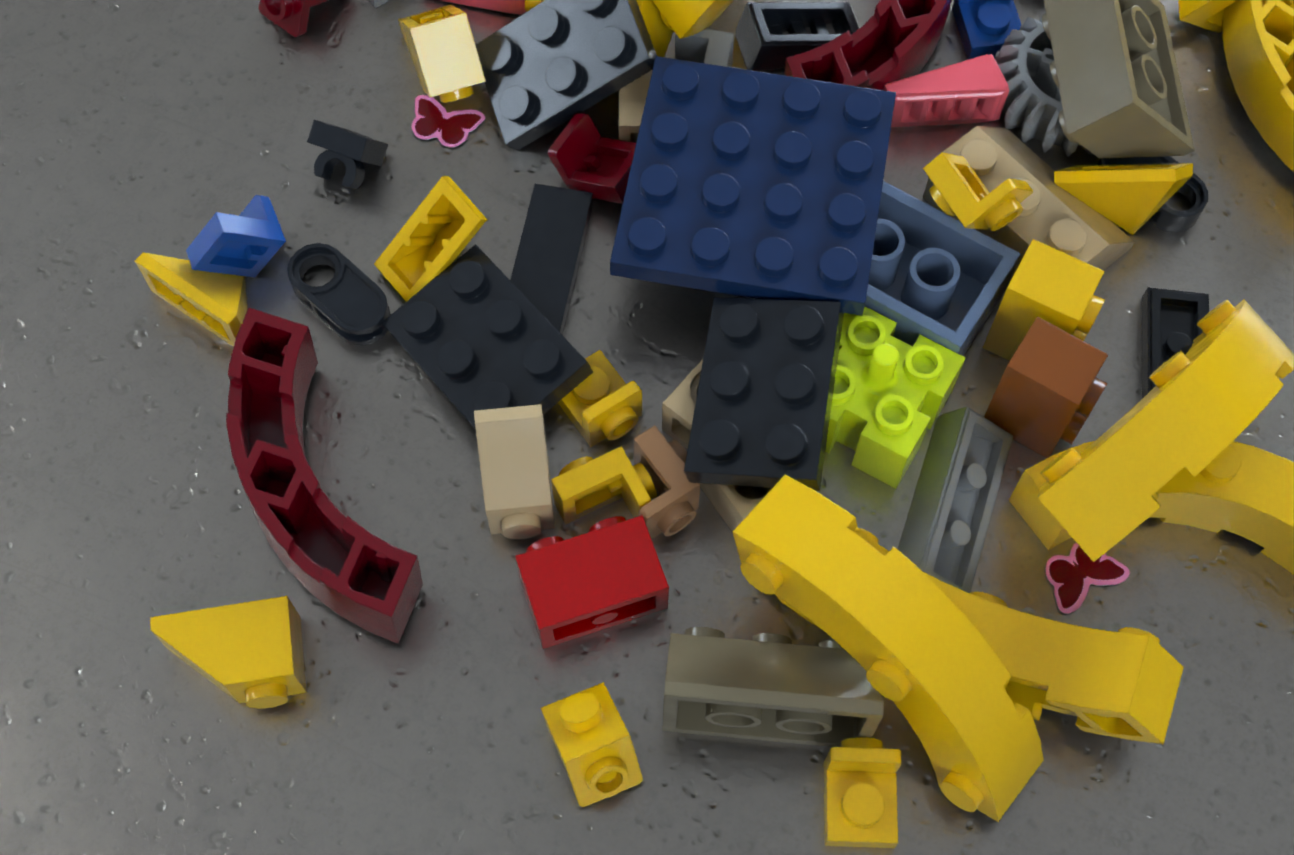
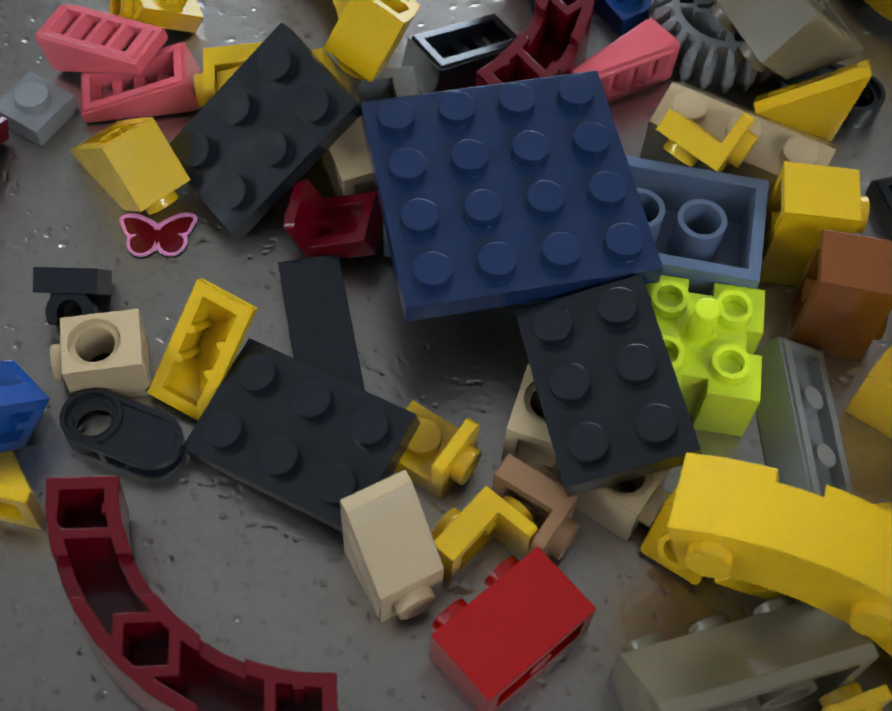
camera: 25 degrees left, 5 degrees down
(336, 197) = (113, 333): none -> tan brick

